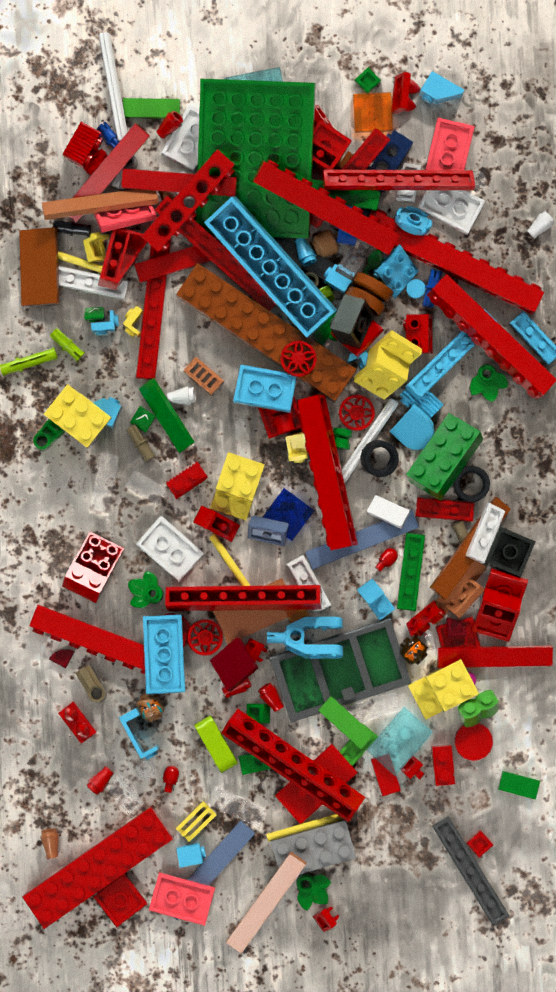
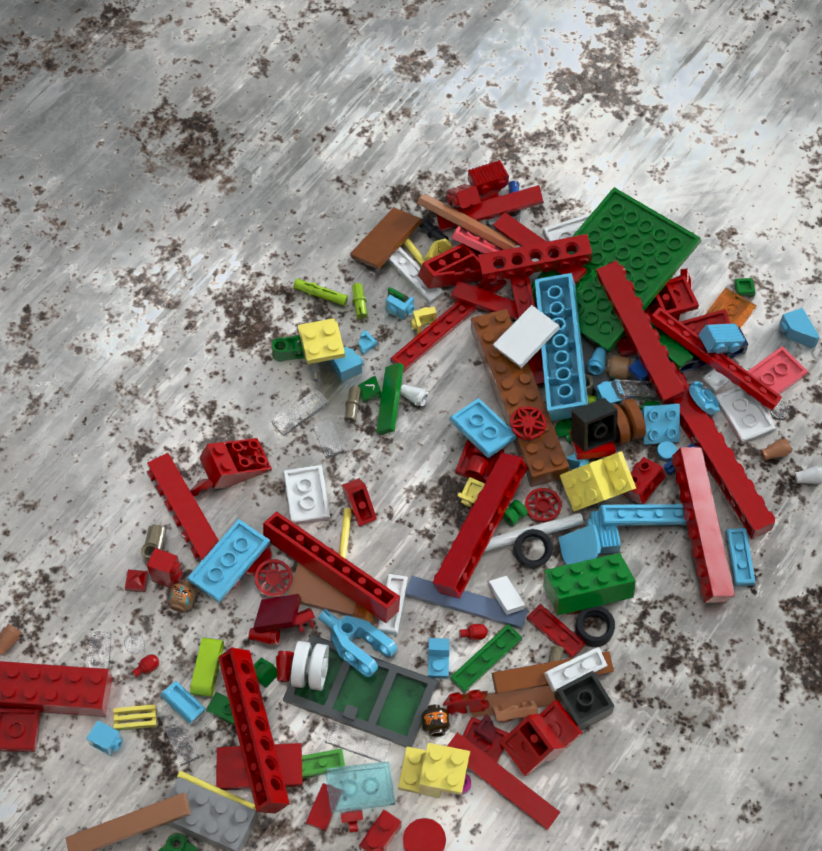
camera: 45 degrees right, 25 degrees down
(62, 657) = (151, 510): dark red tile -> none
(73, 178) = (463, 196): none -> red brick
(77, 722) = (116, 566): red tile -> none
(84, 608) = (203, 484): none -> red tile
(99, 781) = (90, 622): red cone -> none
(103, 721) = (136, 580): none -> red tile
(104, 377) = (366, 342): none -> medium azure tile
(113, 85) = (548, 159): white axle -> none
(121, 698) = (164, 568): none -> red brick
(124, 720) = (155, 587): medium azure panel -> none
(142, 590) = (258, 509): green plate -> none
(149, 108) = (561, 198): bright green tile -> none
(170, 124) = (566, 213): red cone -> none
(182, 898) = (64, 768): coral tile -> none
(186, 480) = (363, 452): red brick -> none
(214, 387) = (445, 406): nougat slope -> none
(222, 783) = (182, 702): none -> medium azure tile
(222, 854) = (108, 766): sand blue tile -> none
(237, 486) = (399, 484): light yellow bracket -> none
(238, 282) = (526, 336): none -> white tile
(267, 530) = (394, 537): sand blue slope -> none
(290, 510) = (422, 539): clear blue tile -> none
(296, 687) = (309, 665): none -> white wheel
(346, 722) = (328, 733): bright green tile -> none
(392, 159) = (721, 338): none -> medium azure brick
(402, 88) = (761, 314): red tile -> none
(481, 707) = (451, 811): bright green brick -> none
(488, 385) = (670, 563): green plate -> none
(500, 221) = (778, 449): none -> nougat cone

